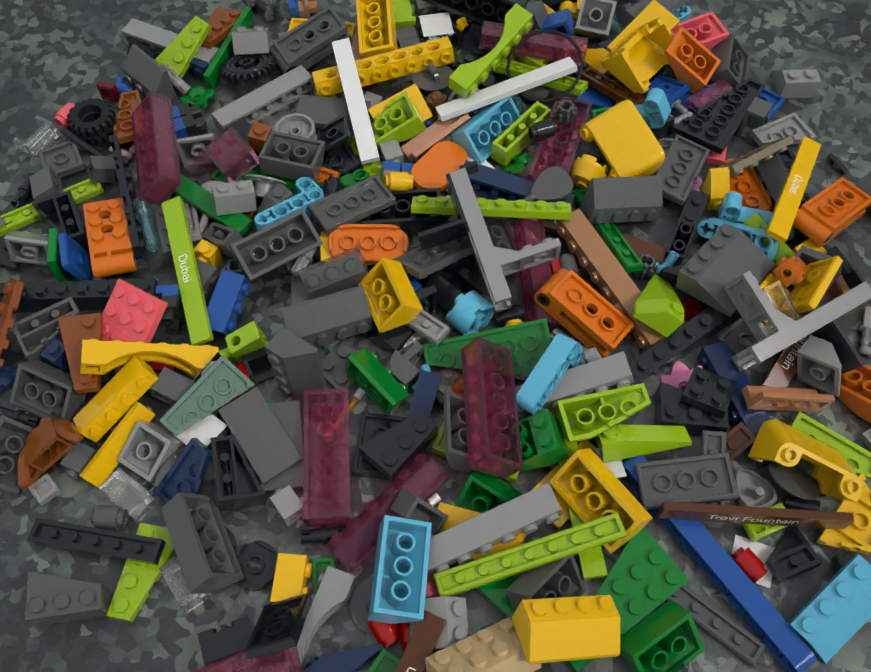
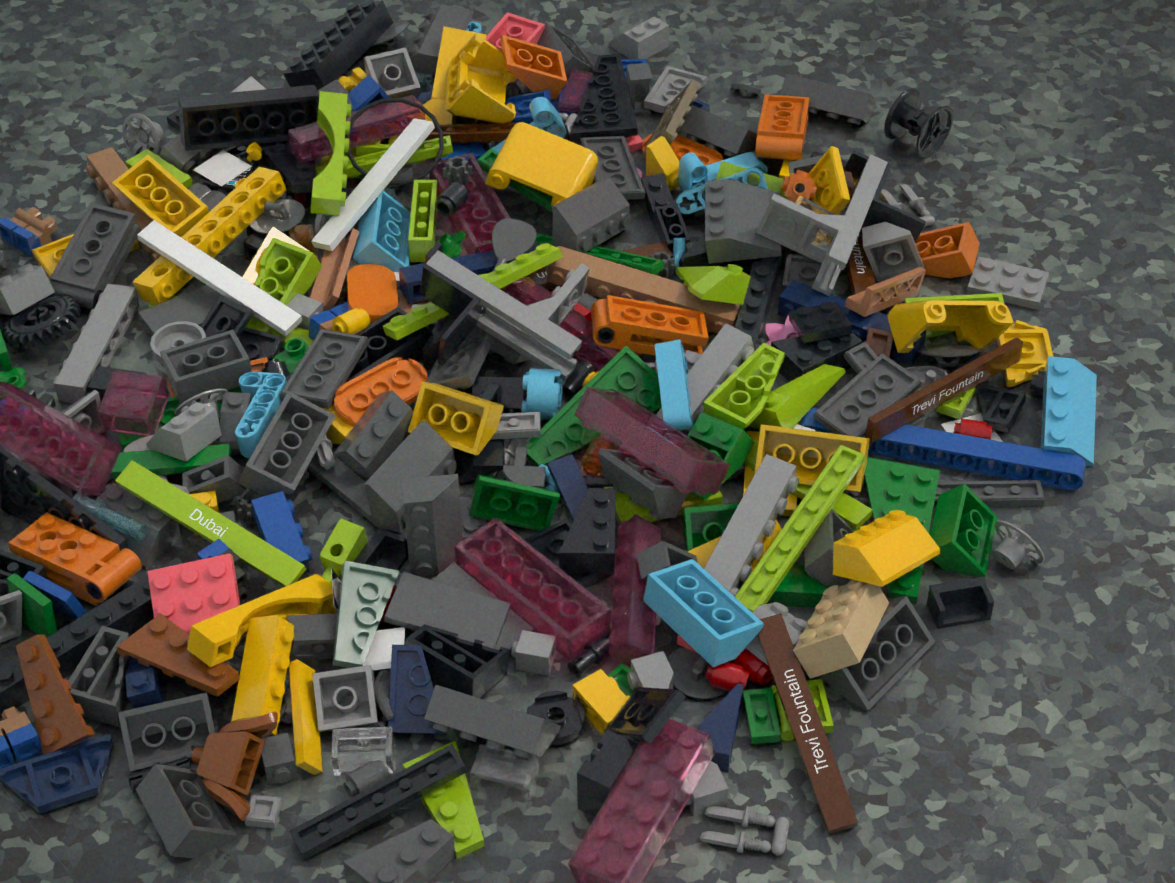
camera: 40 degrees left, 15 degrees down
(258, 135) = (150, 362): dark orange brick -> none
(585, 169) = (531, 211): yellow cone -> none
(793, 190) = (736, 123): yellow tile -> none

